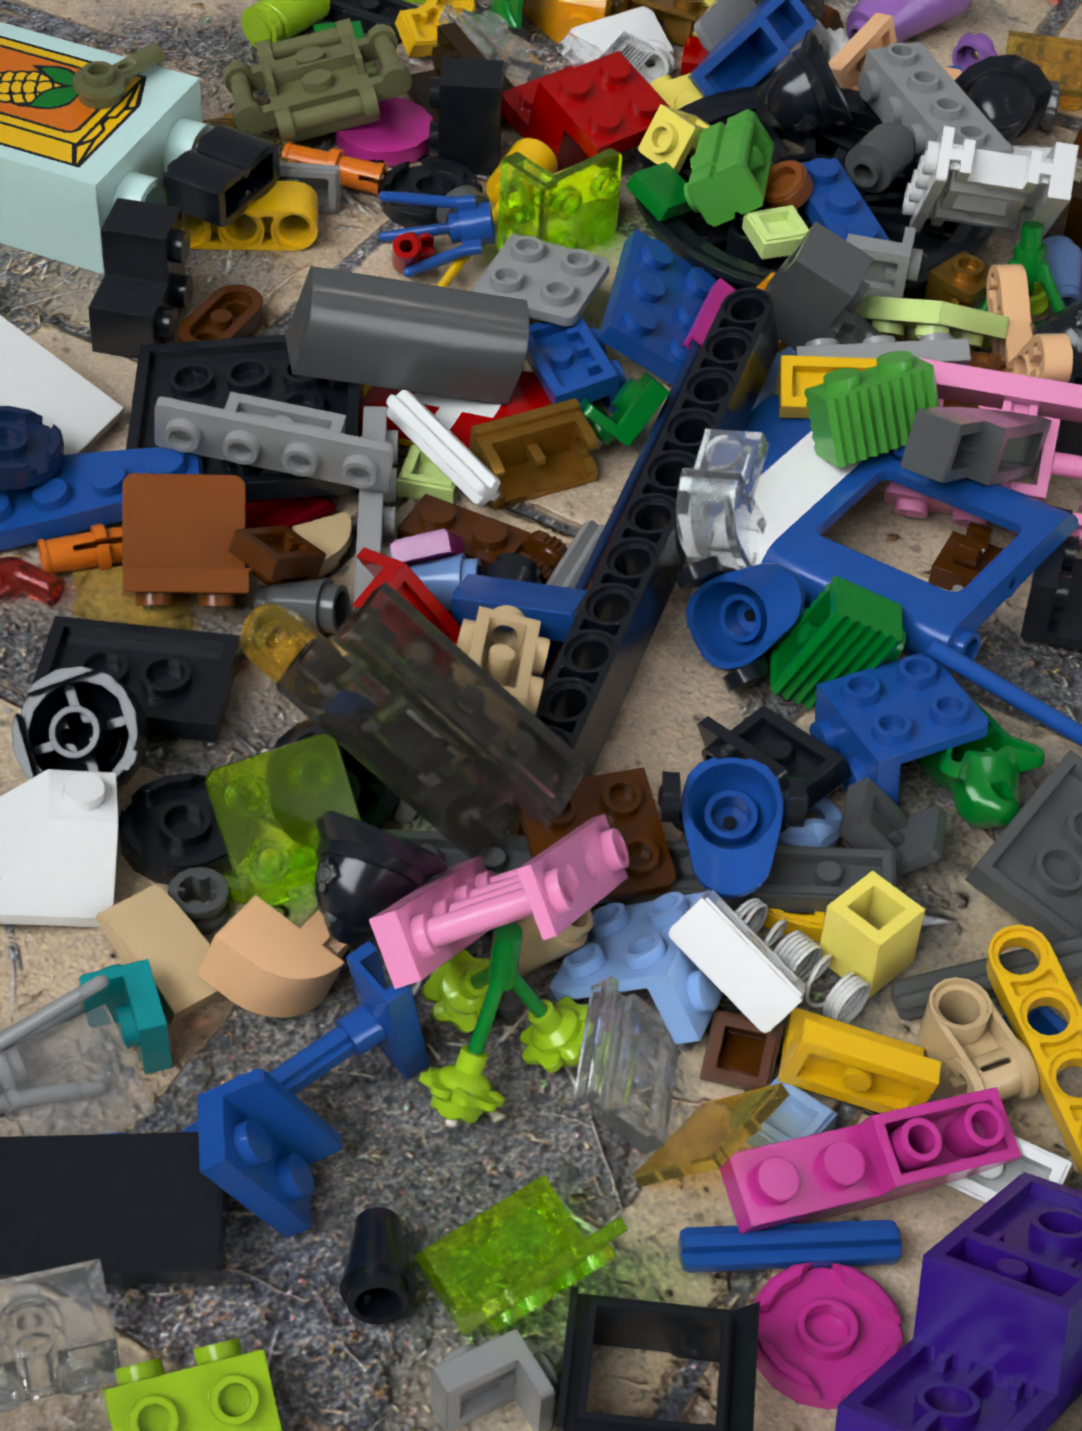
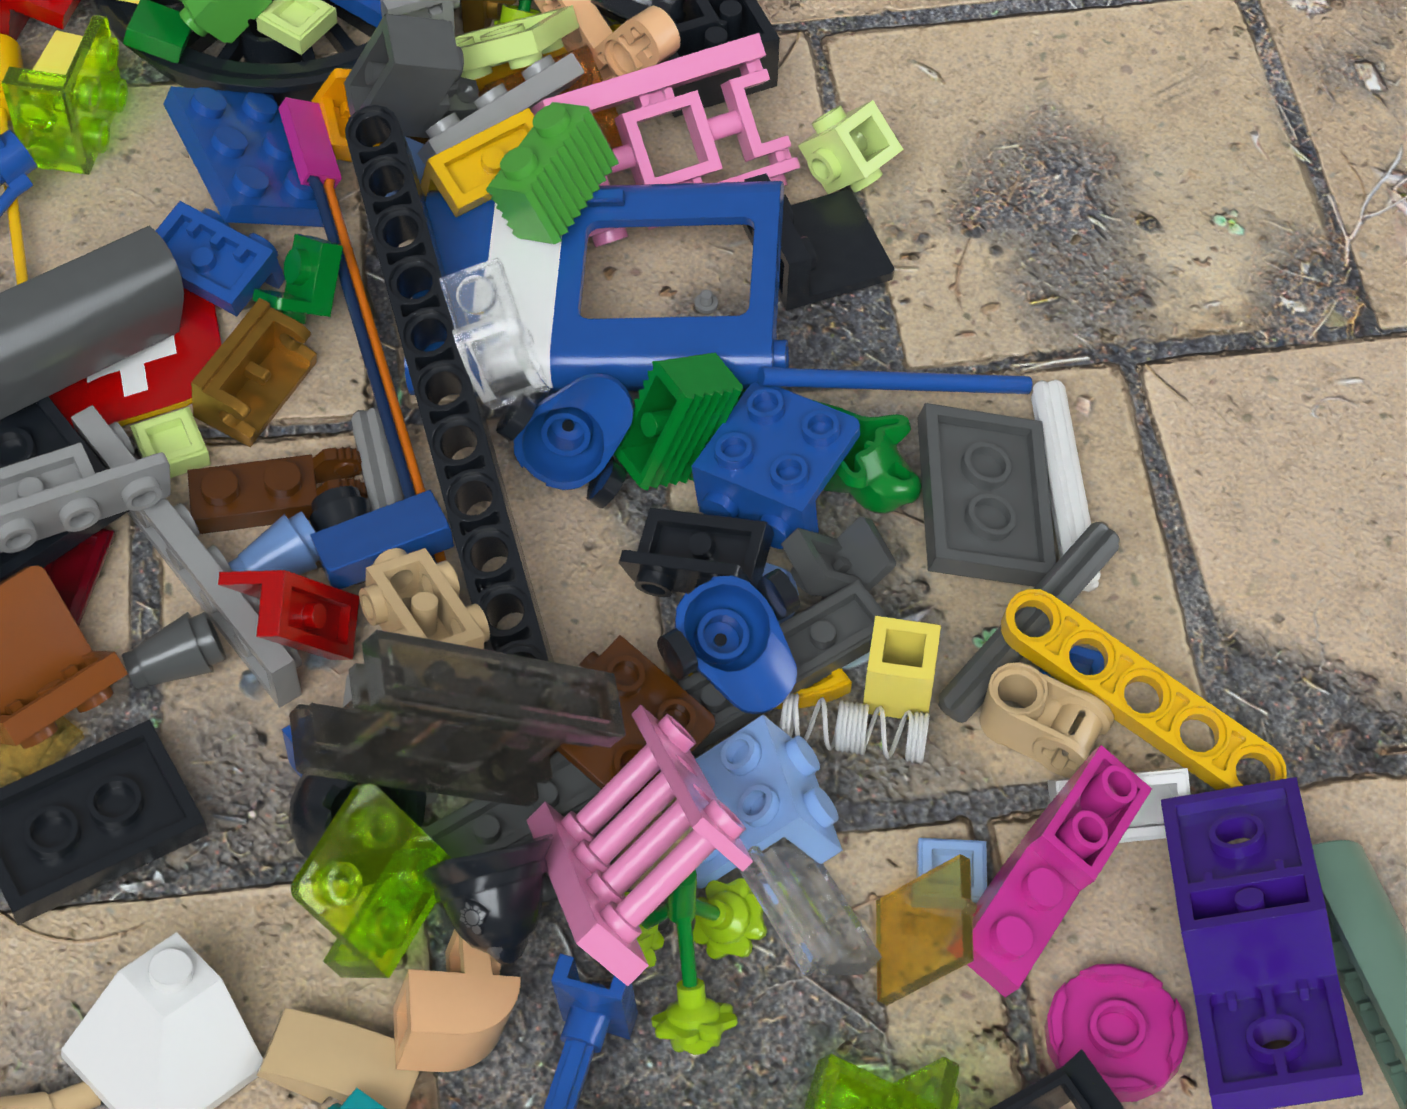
camera: 35 degrees left, 10 degrees up
(80, 724) = (102, 911): black cylinder -> none
(172, 829) = (255, 936): black tile -> none
(202, 886) = (315, 982): dark grey bush -> none
(261, 637) = (211, 706): clear yellow plate -> none
(277, 554) = (122, 618): reddish brown bracket -> none
(330, 535) = (132, 574): tan tile -> none
(426, 547) = (246, 529): tile -> none
(443, 448) = (170, 415): white axle -> none
(549, 276) = (120, 190): light grey bracket -> none
(737, 961) = (833, 764): white slope -> none
(740, 1052) = (873, 835): reddish brown slope -> none
(790, 1244) = (1057, 963): blue axle -> none
(855, 1064) = (969, 788): yellow panel -> none
(963, 557) = (695, 264): reddish brown tile -> none
(974, 444) = (658, 161): dark grey slope -> none

